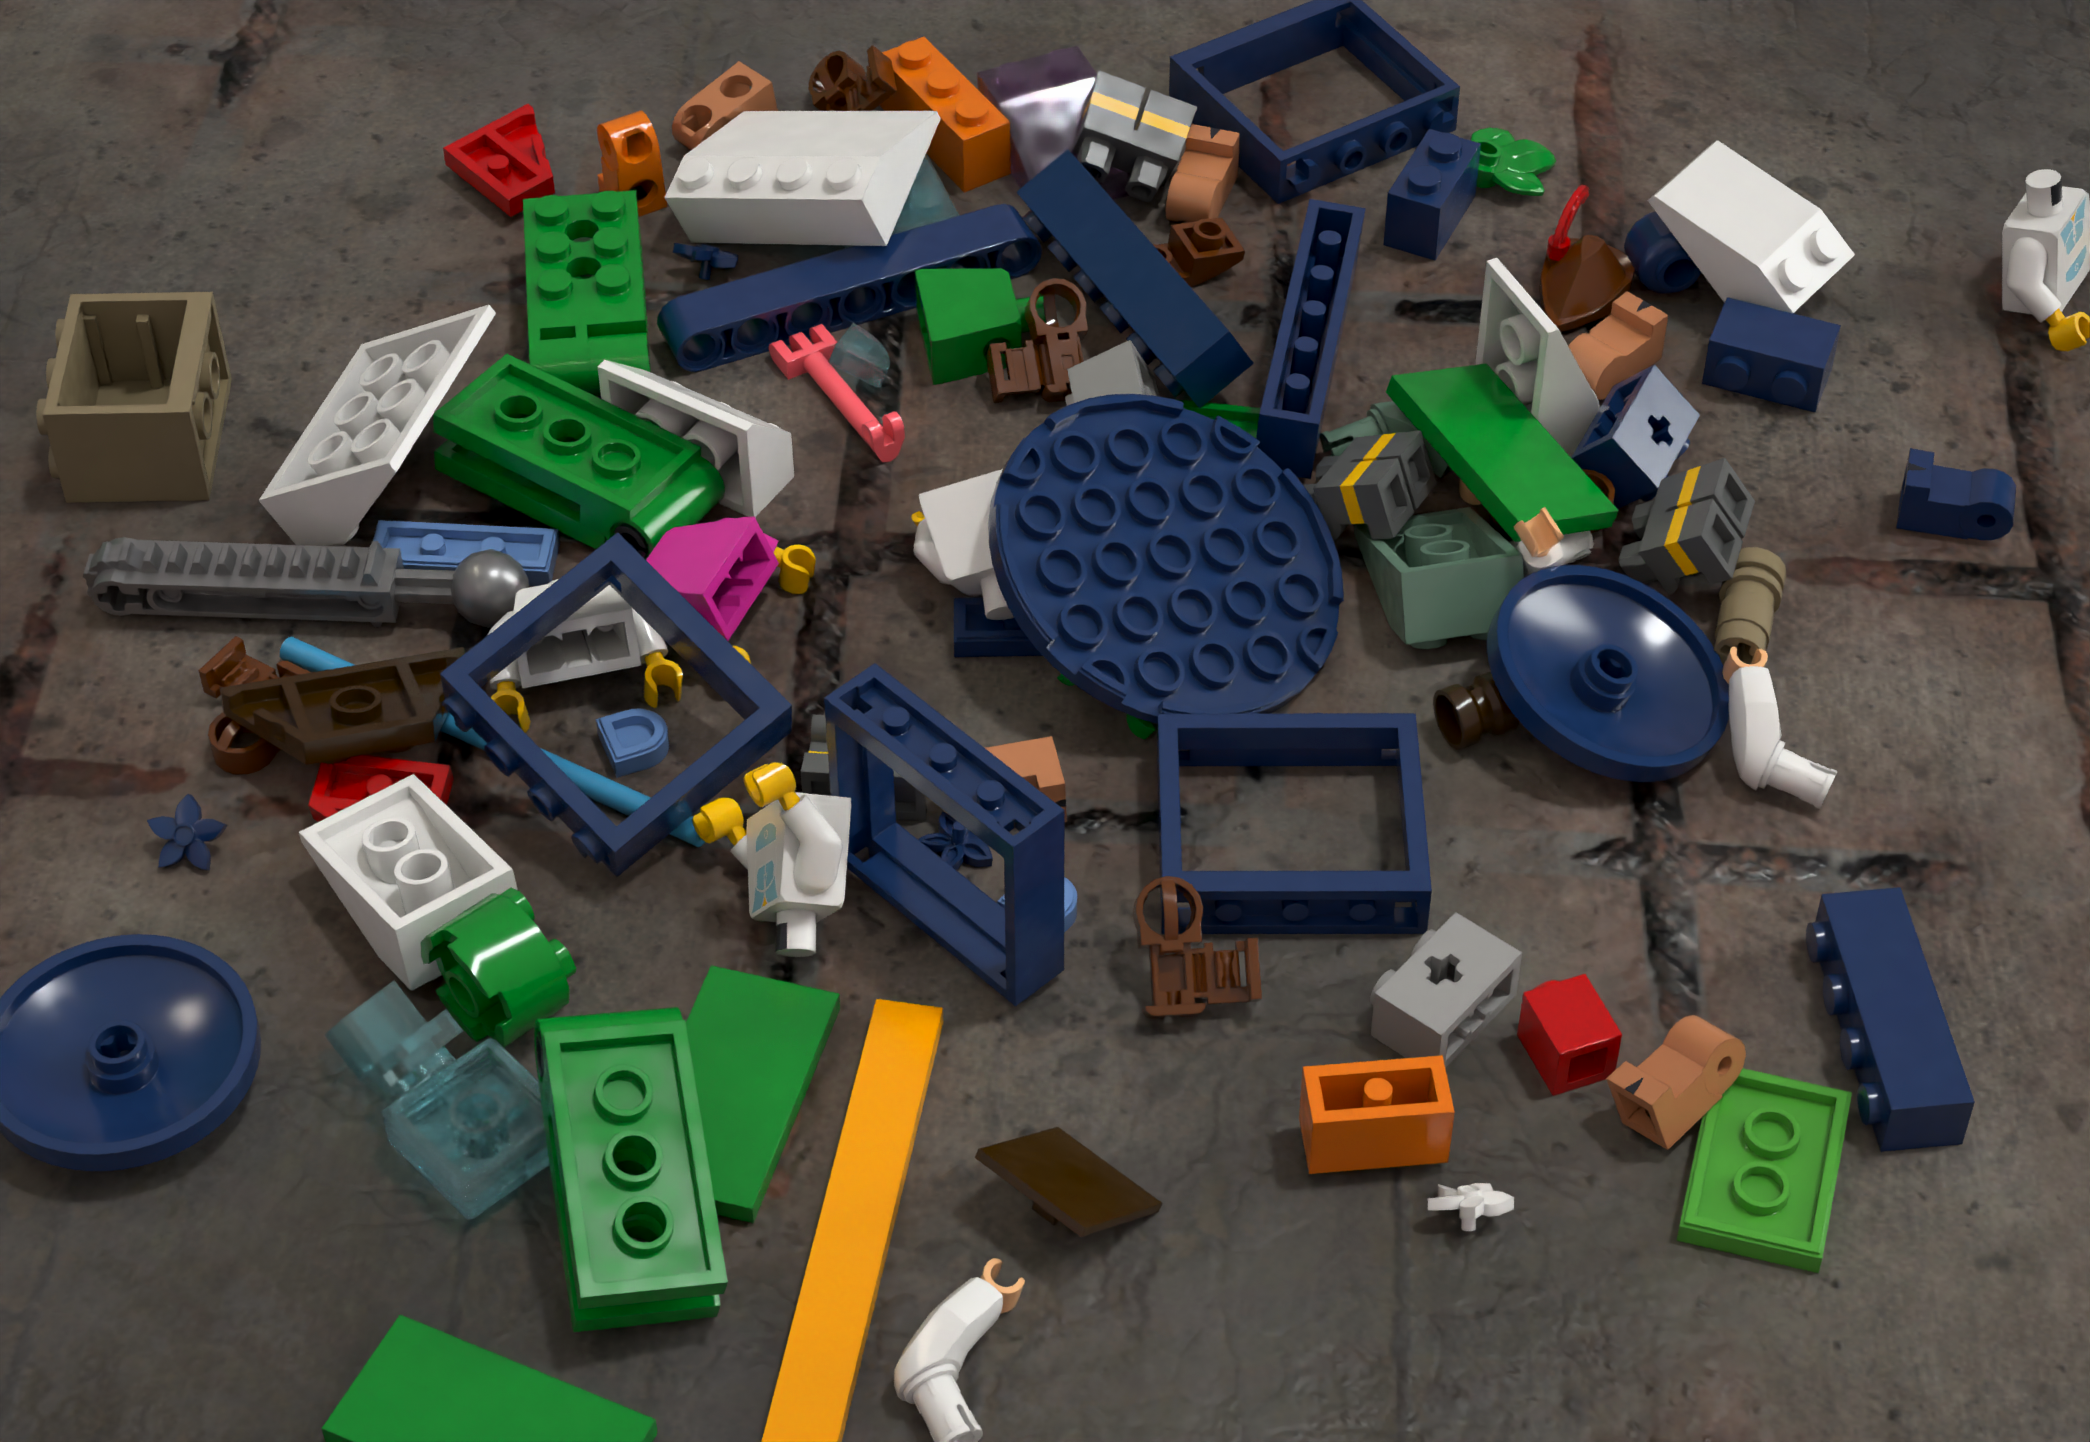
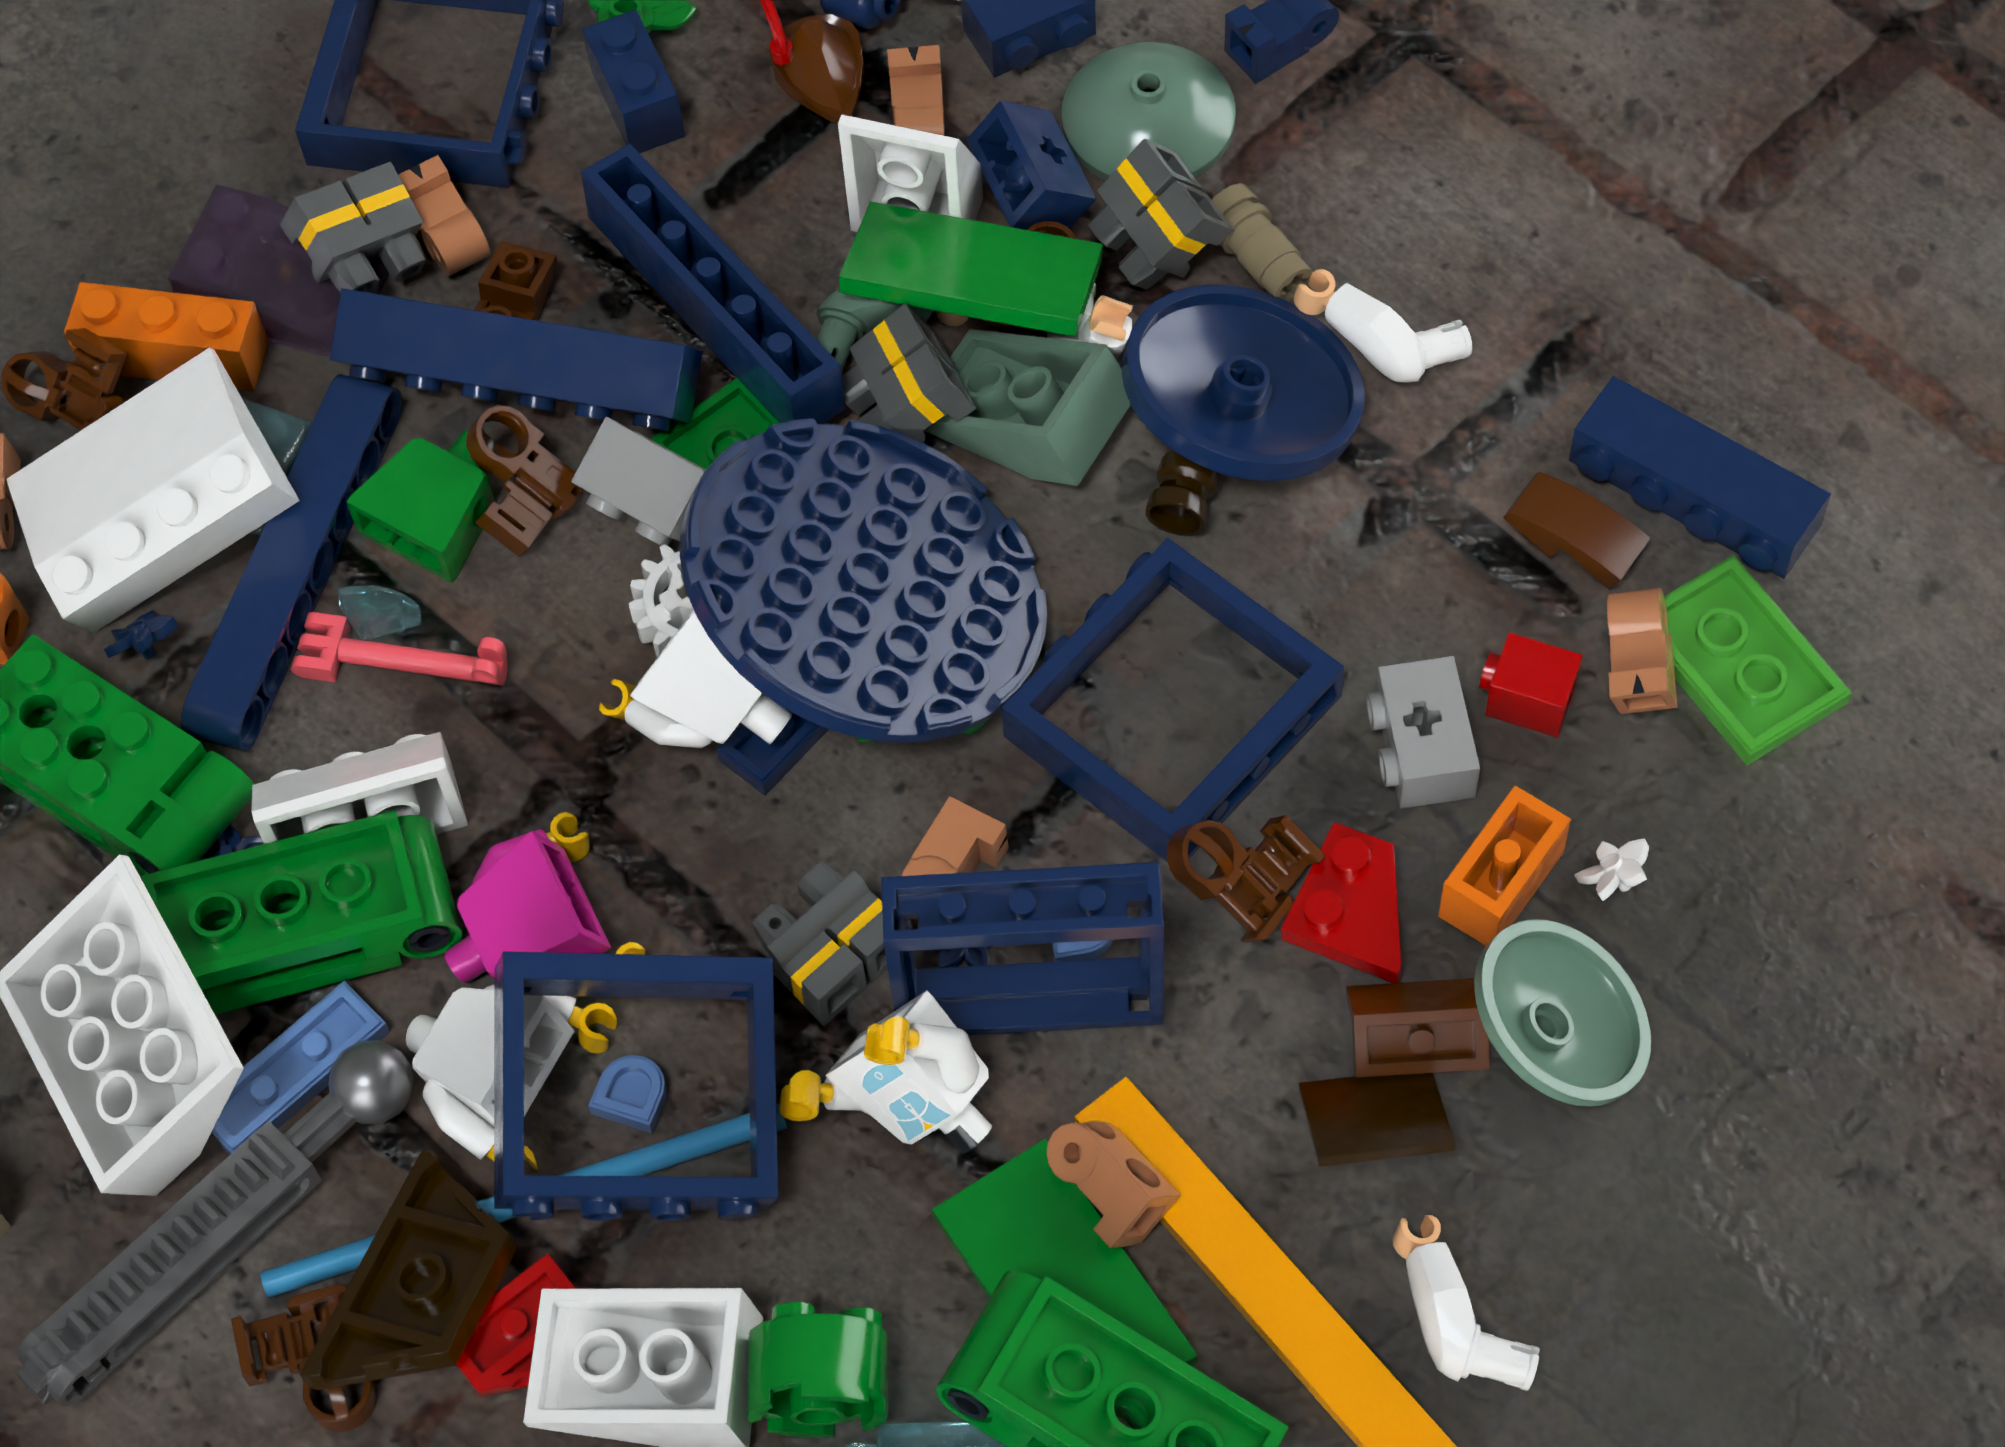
camera: 45 degrees left, 15 degrees up
(838, 1050) = (1113, 1178): none -> nougat leg
(1181, 1164) = (1416, 1028): none -> reddish brown panel
(1246, 1051) = (1350, 905): none -> red wing
(1311, 1214) = (1562, 1013): none -> sand green dish
(1747, 970) = (1568, 519): none -> reddish brown slope
(1803, 479) = (1111, 114): none -> sand green dish

